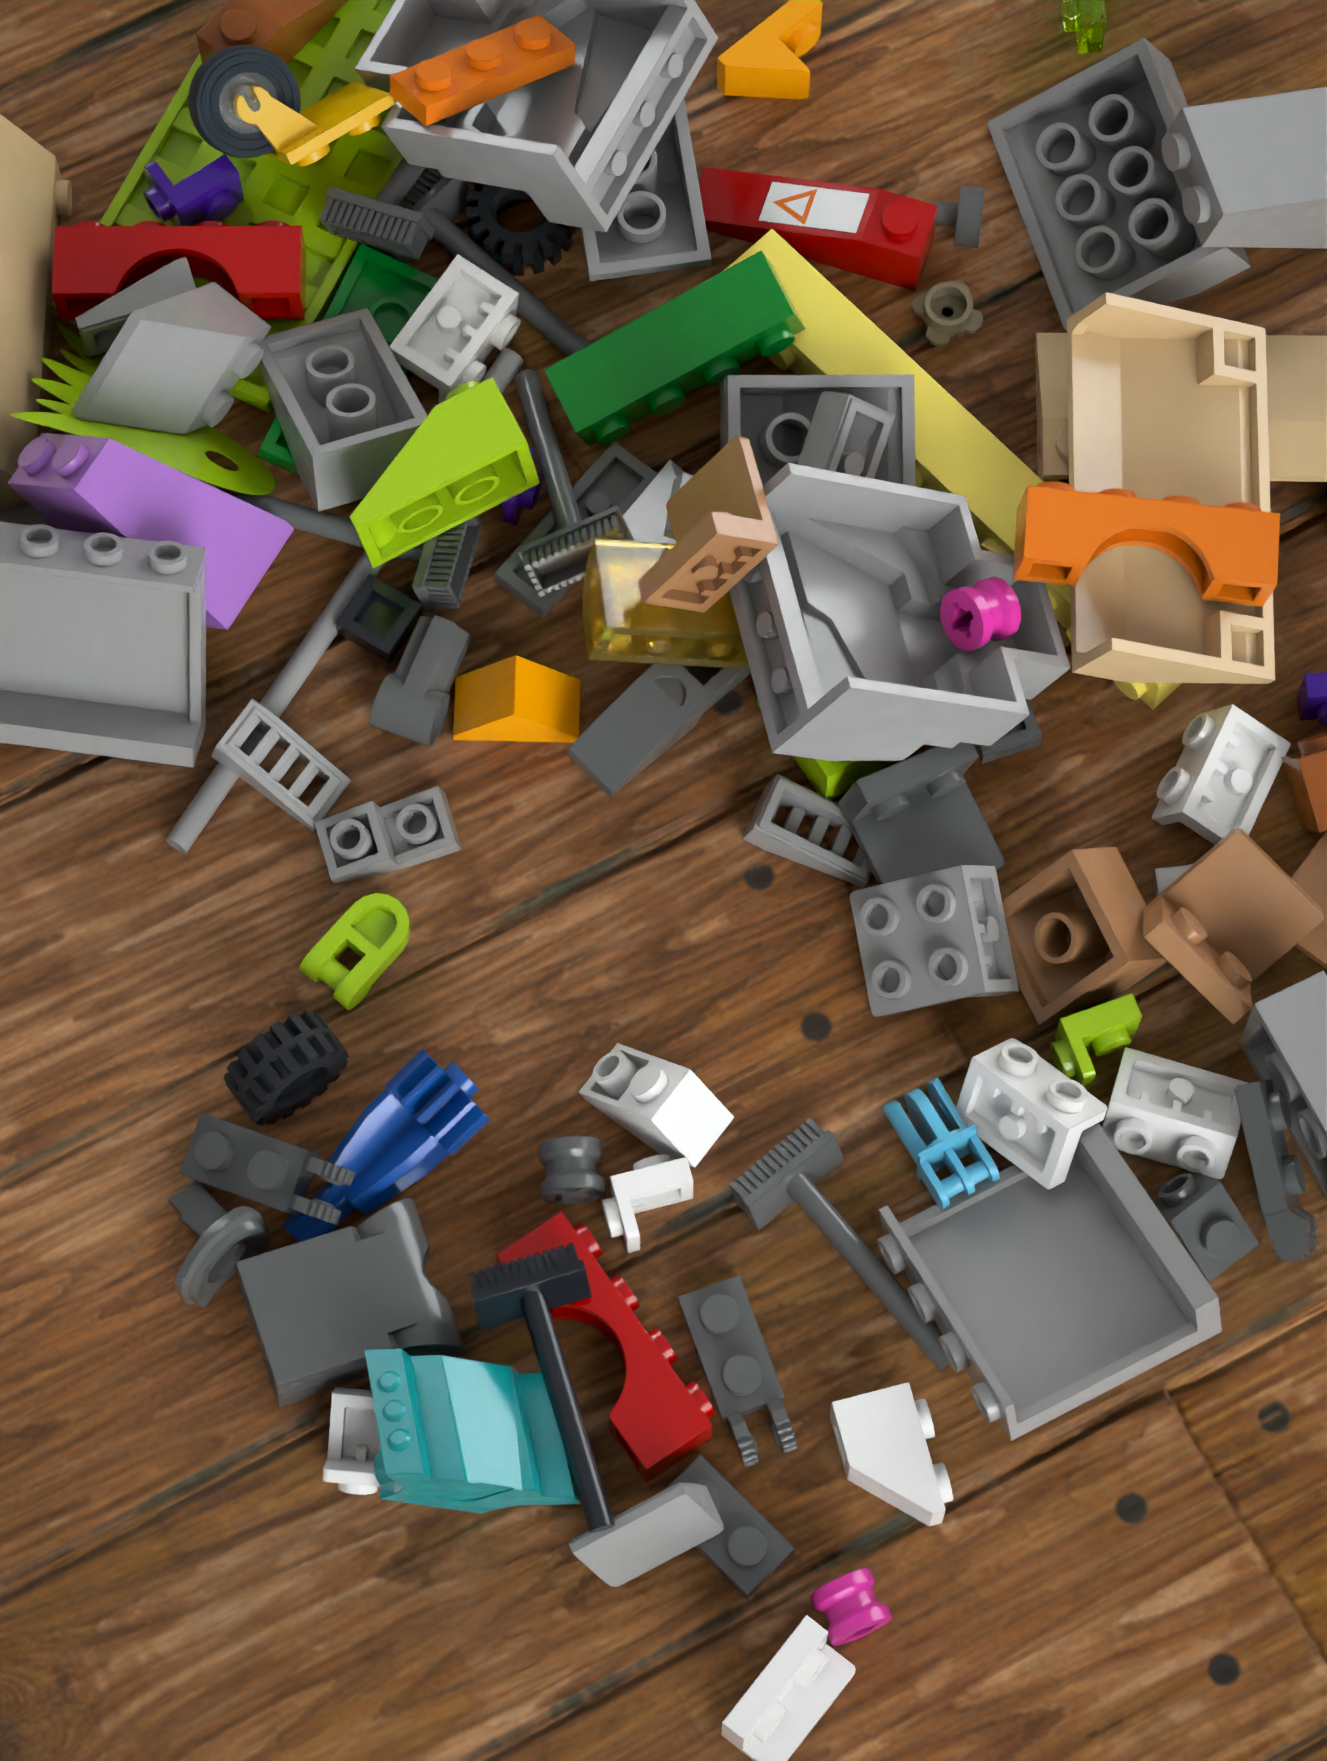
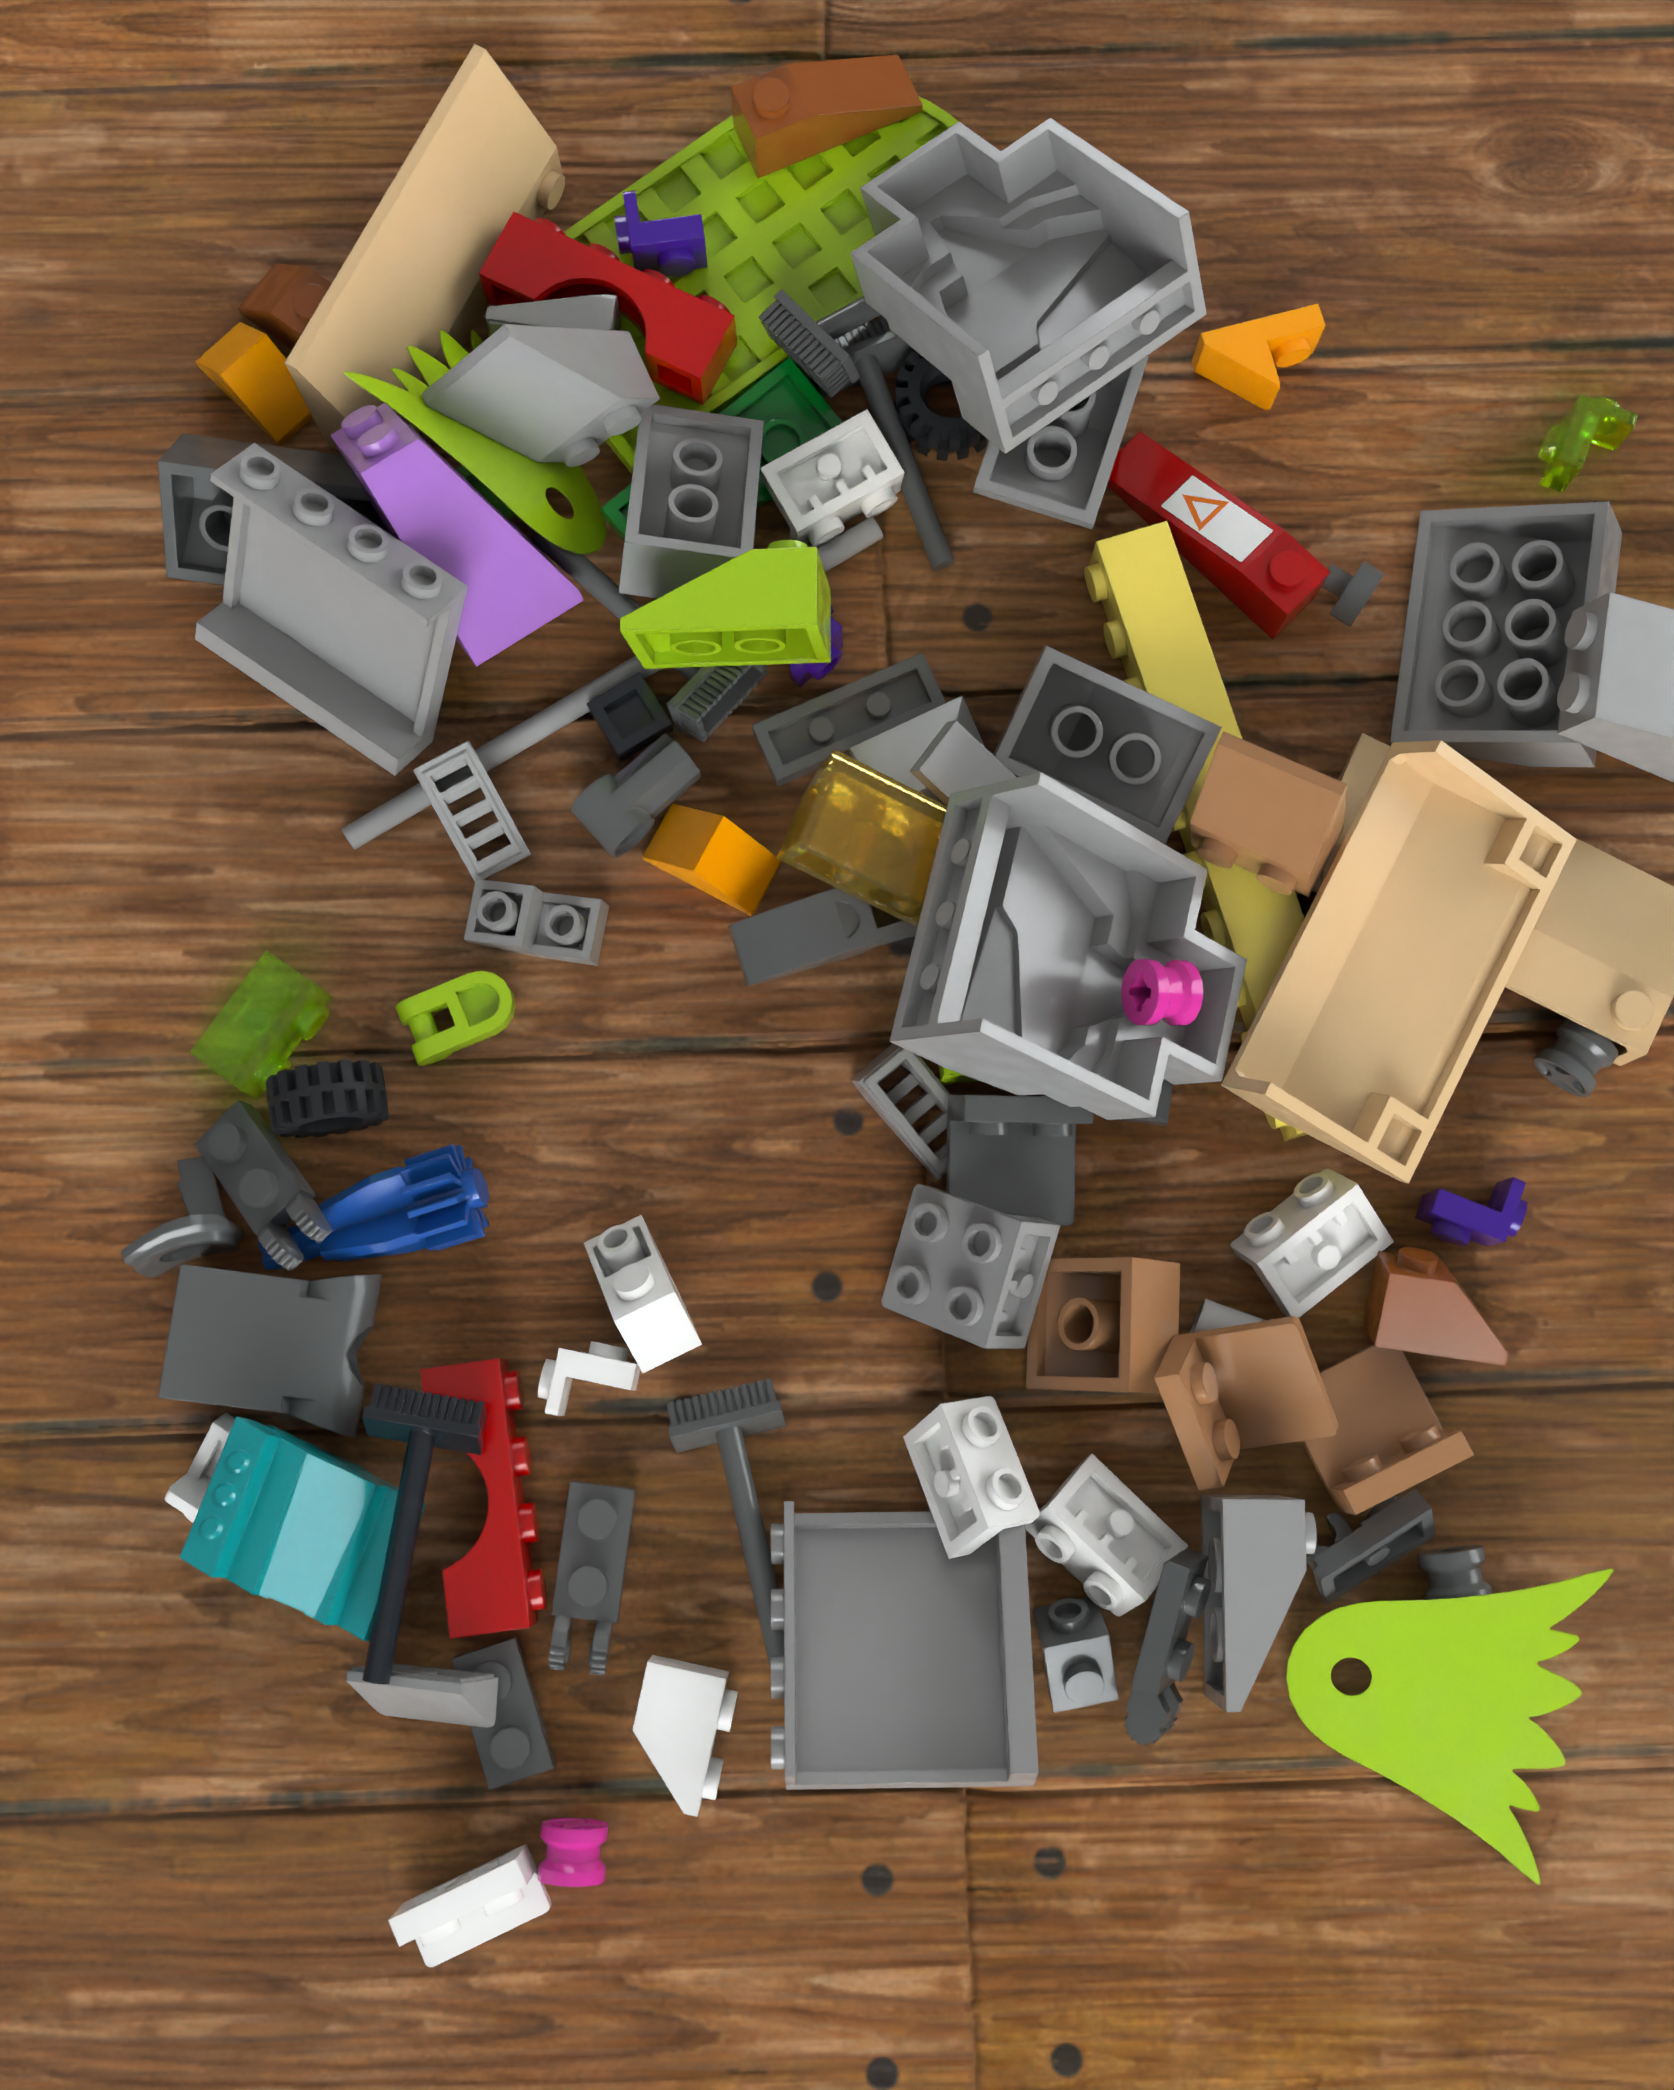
camera: 25 degrees right, 10 degrees up
(185, 1042) = (262, 1025): none -> clear neon green bracket
(250, 107) = (741, 180): plate -> none
(482, 70) = (969, 242): orange plate -> none
(564, 553) = (809, 740): dark grey piece -> none
(571, 1170) = (535, 1317): dark grey wheel -> none
(675, 350) = (1019, 595): green brick -> none
(718, 532) = (950, 801): medium nougat bracket -> none
(846, 435) = (1120, 763): light grey slope -> none
(942, 1146) = (877, 1505): medium azure arm -> none
(952, 296) = (1295, 658): dark tan plate -> none
(992, 425) = (1267, 816): none -> medium nougat slope
(1100, 1029) = (1078, 1429): lime bracket -> none
(1223, 549) = (1423, 1043): orange arch -> none

